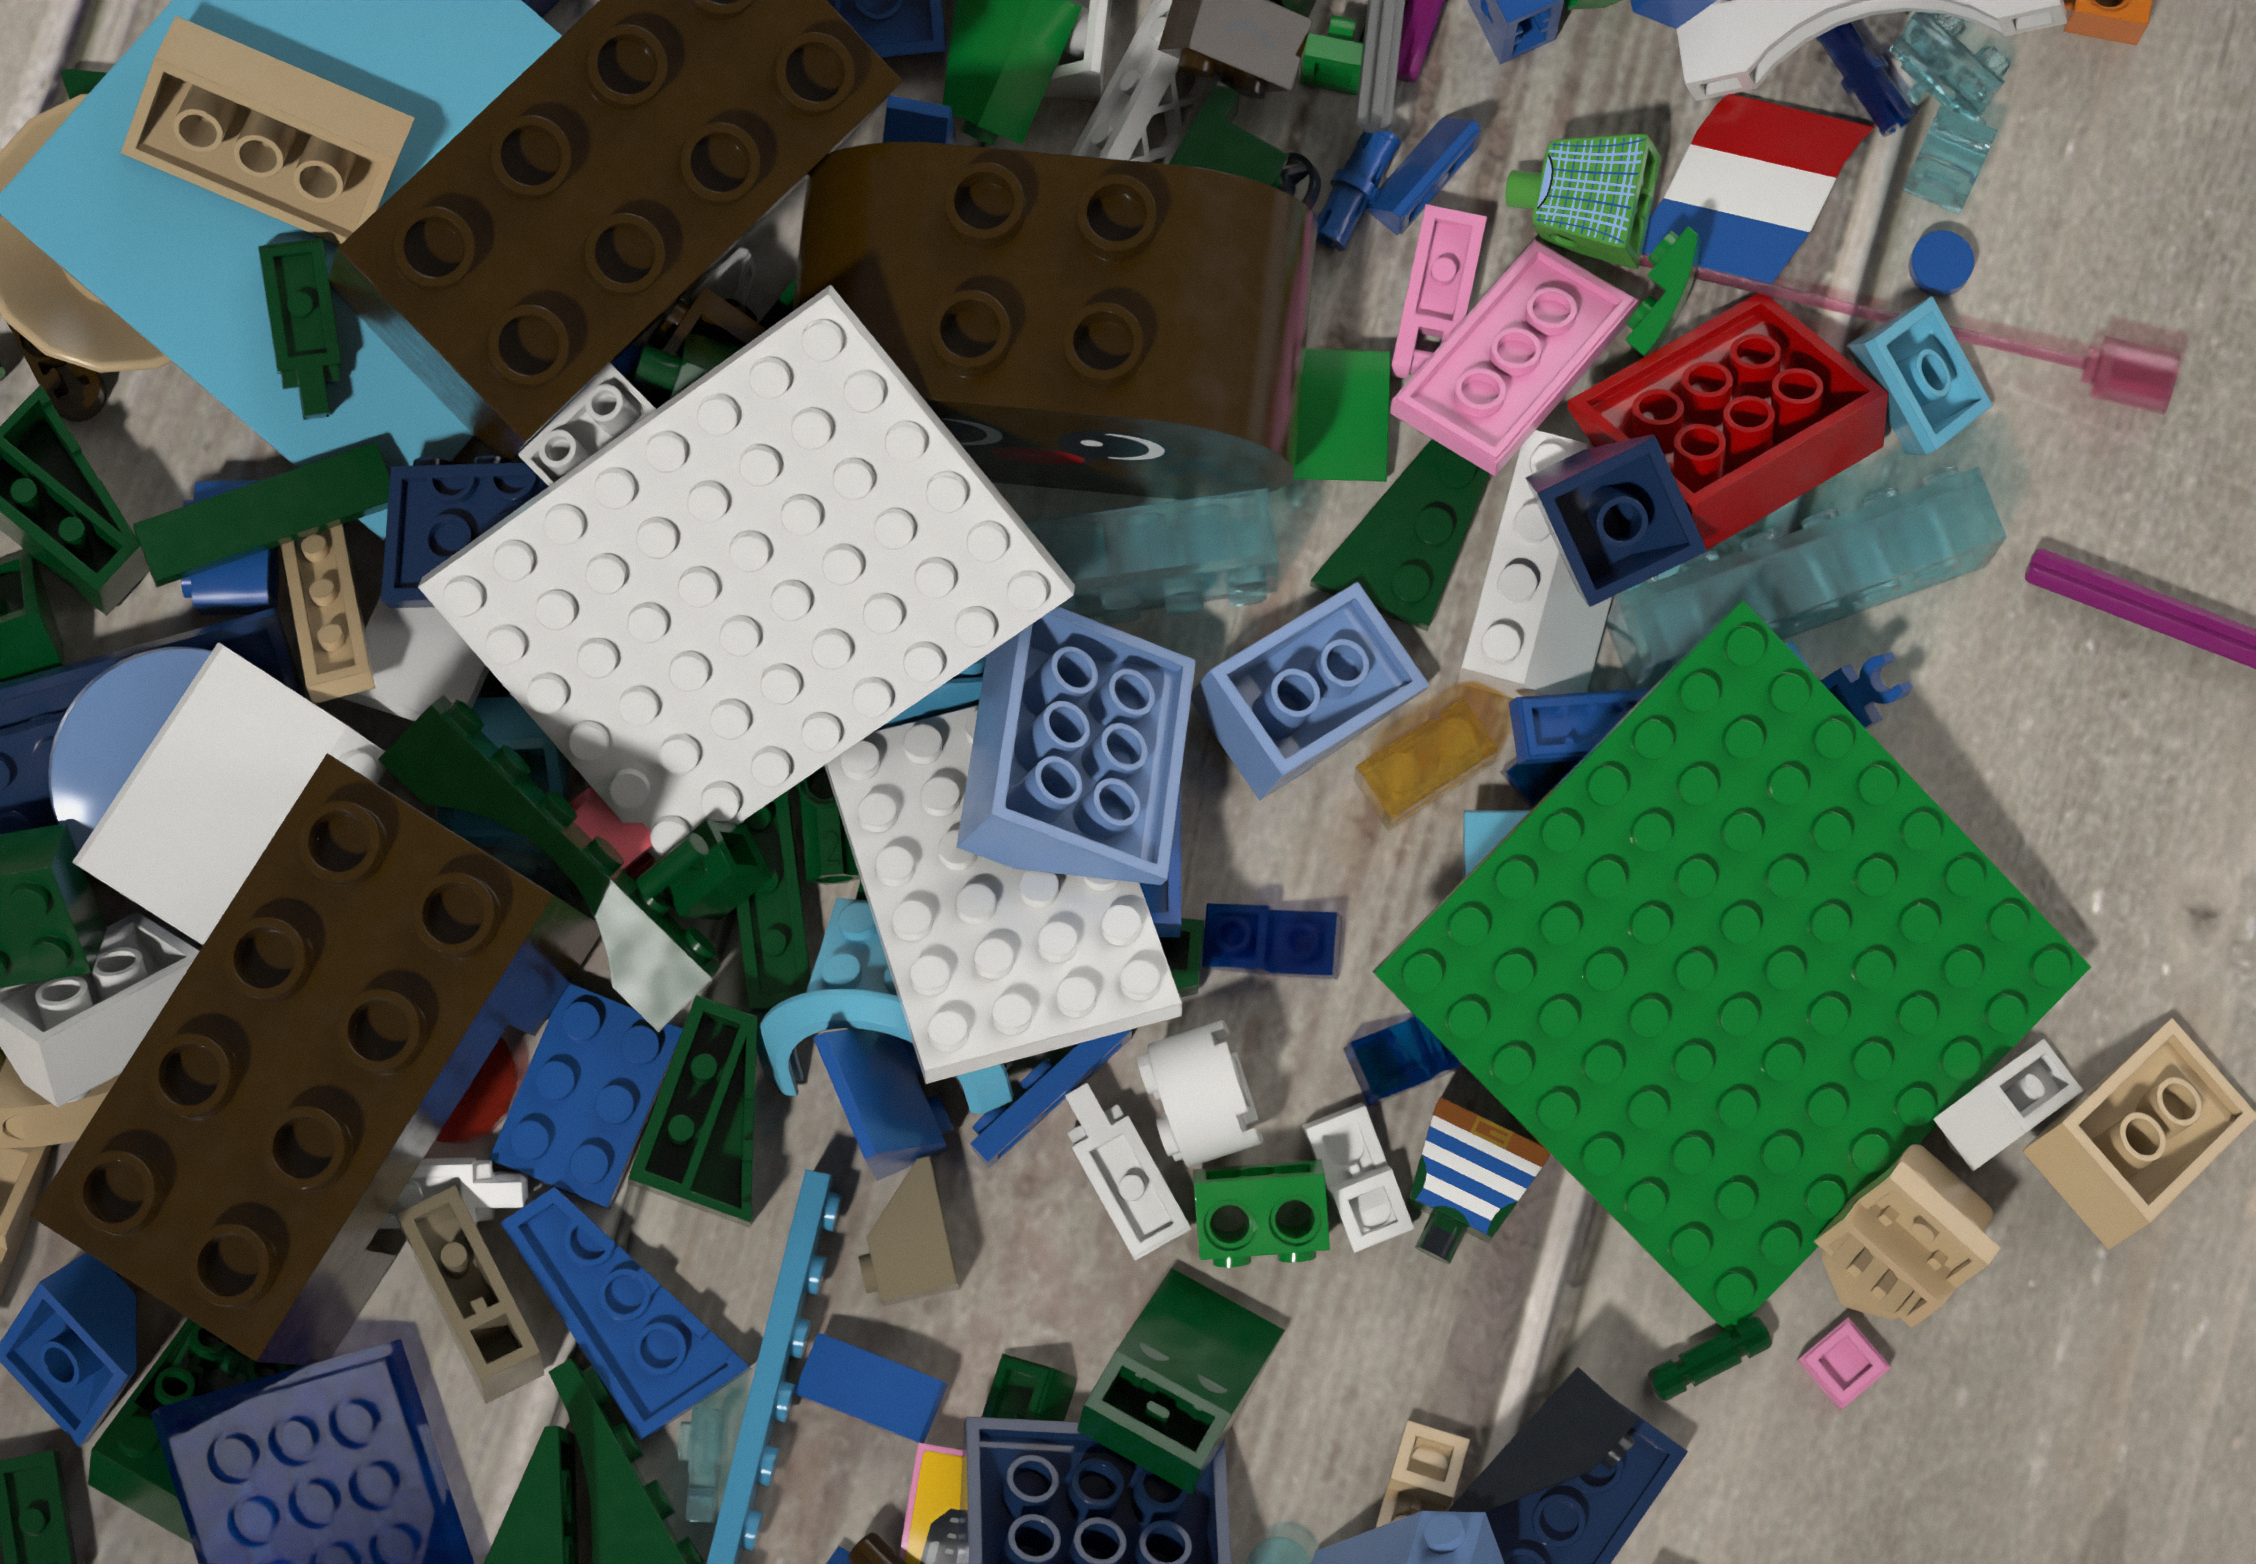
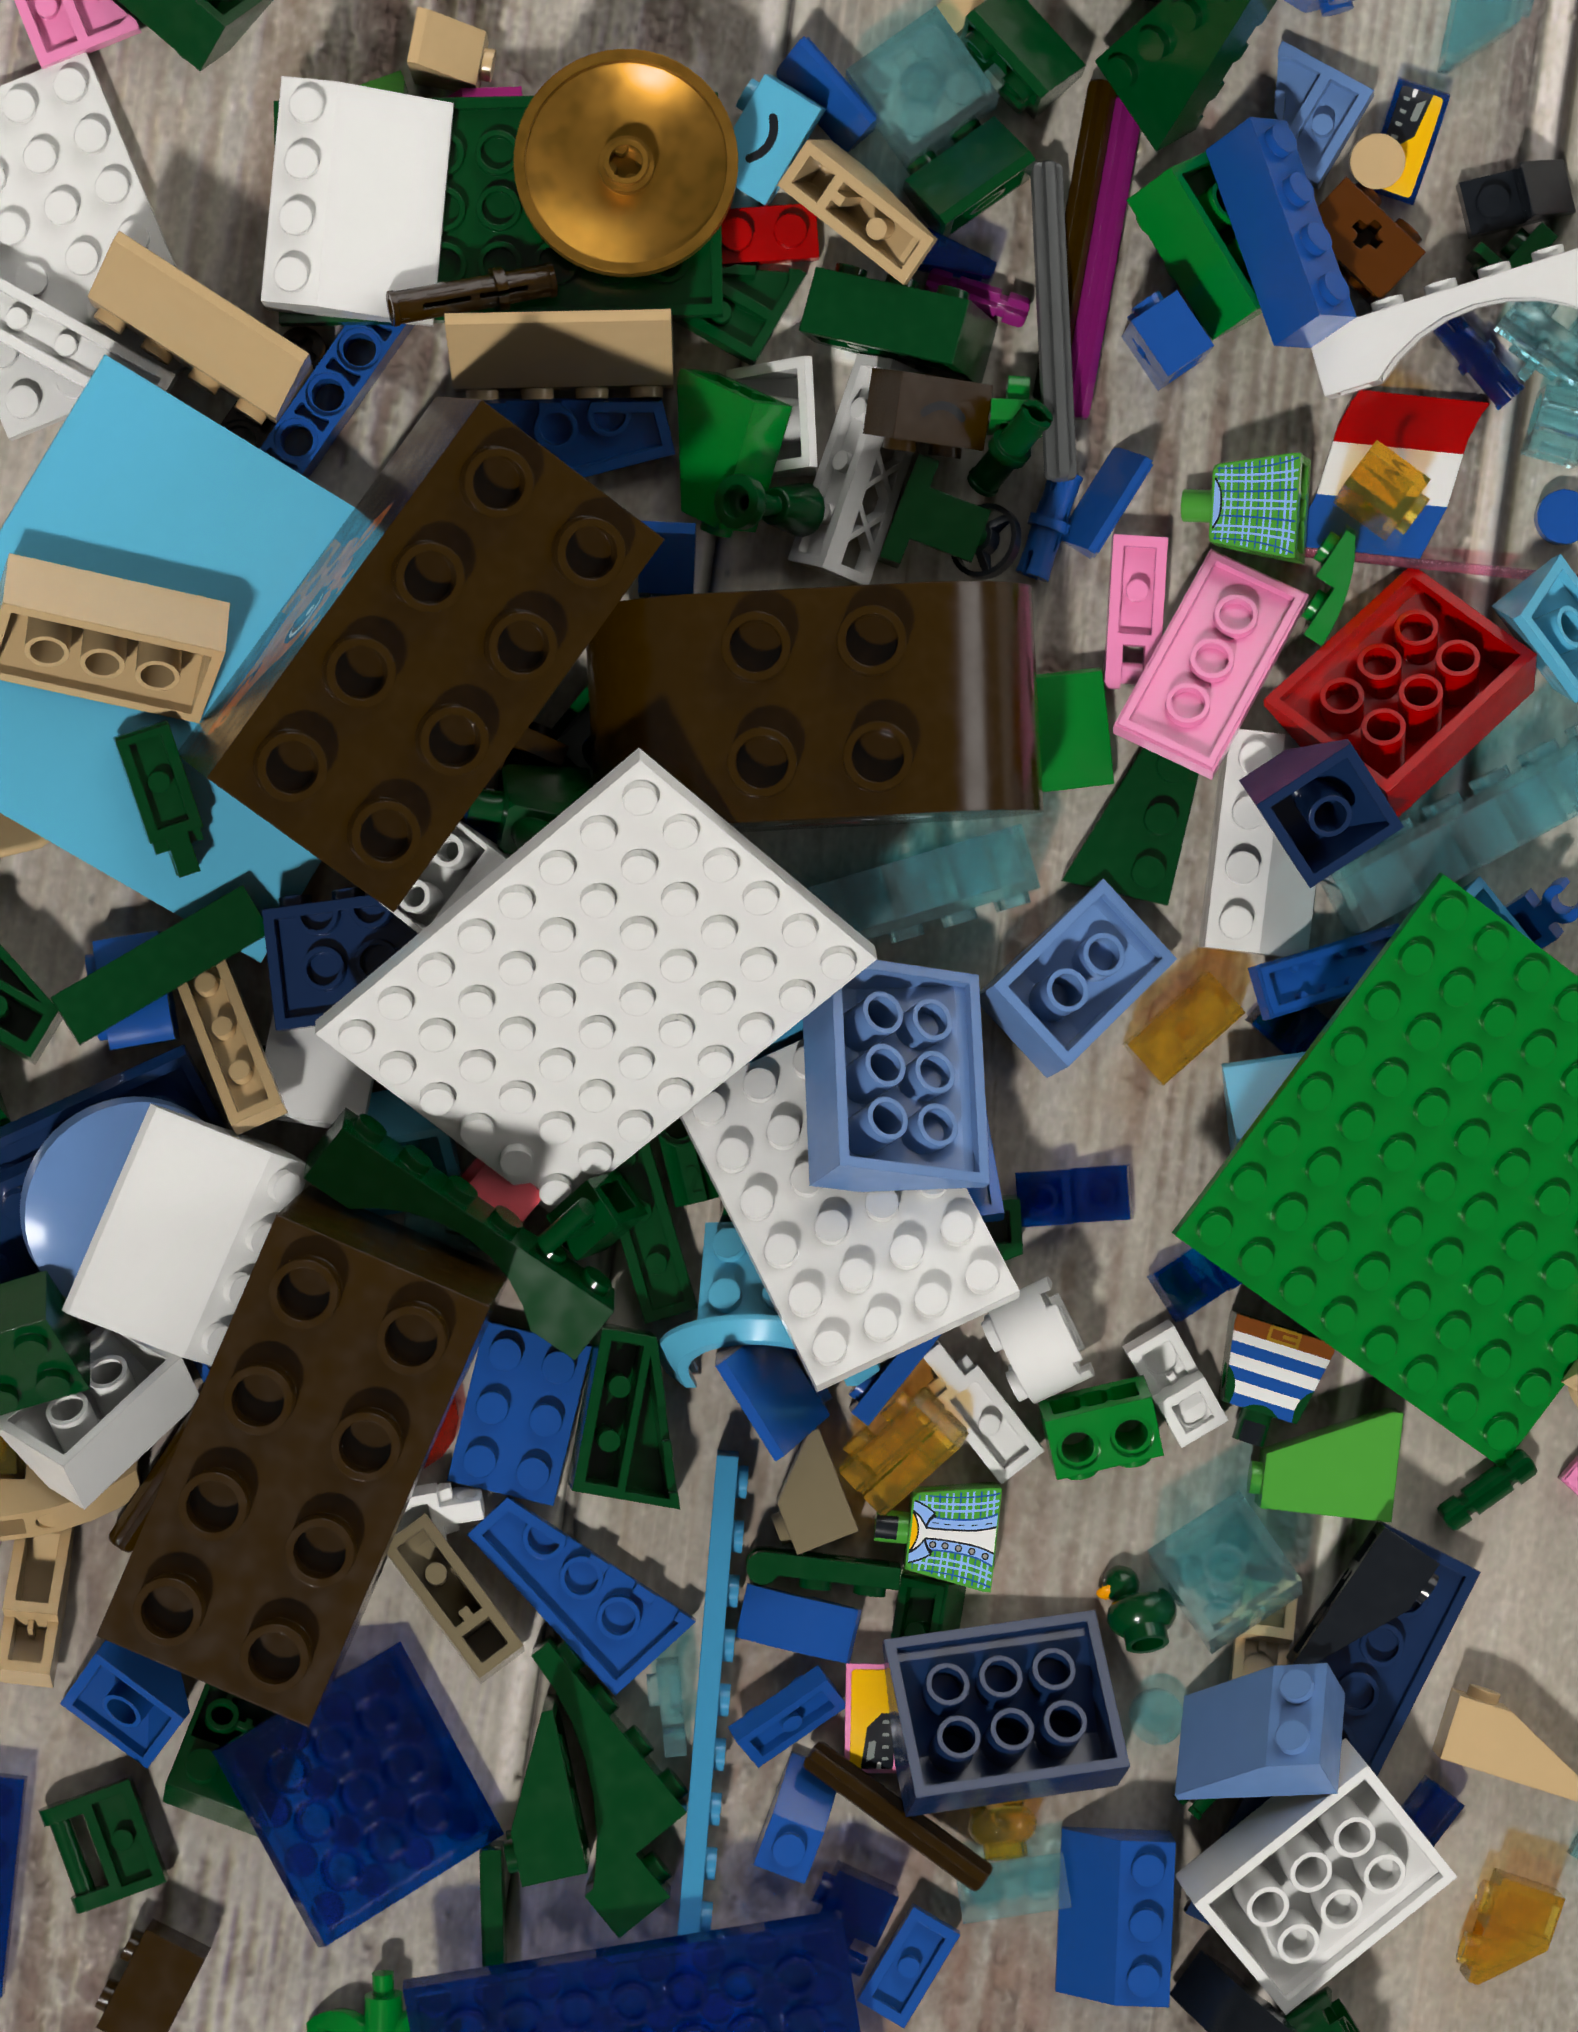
camera: 15 degrees left, 10 degrees up
(839, 1497) = (787, 1716): none -> blue plate
(905, 1329) = (820, 1569): none -> dark green plate
(1023, 1198) = (902, 1450): none -> clear yellow brick
(1061, 1306) = (947, 1532): none -> torso
(1062, 121) = (791, 508): none -> dark green piece
(1179, 1380) = (1056, 1579): dark green slope -> none
(1275, 1440) = (1137, 1616): none -> dark green animal
(1321, 90) = (1009, 448): none -> dark green pin
(1382, 1398) = (1225, 1571): none -> clear light blue brick
(1528, 1304) = (1333, 1470): none -> bright green slope
(1735, 192) = (1384, 492): none -> clear yellow brick

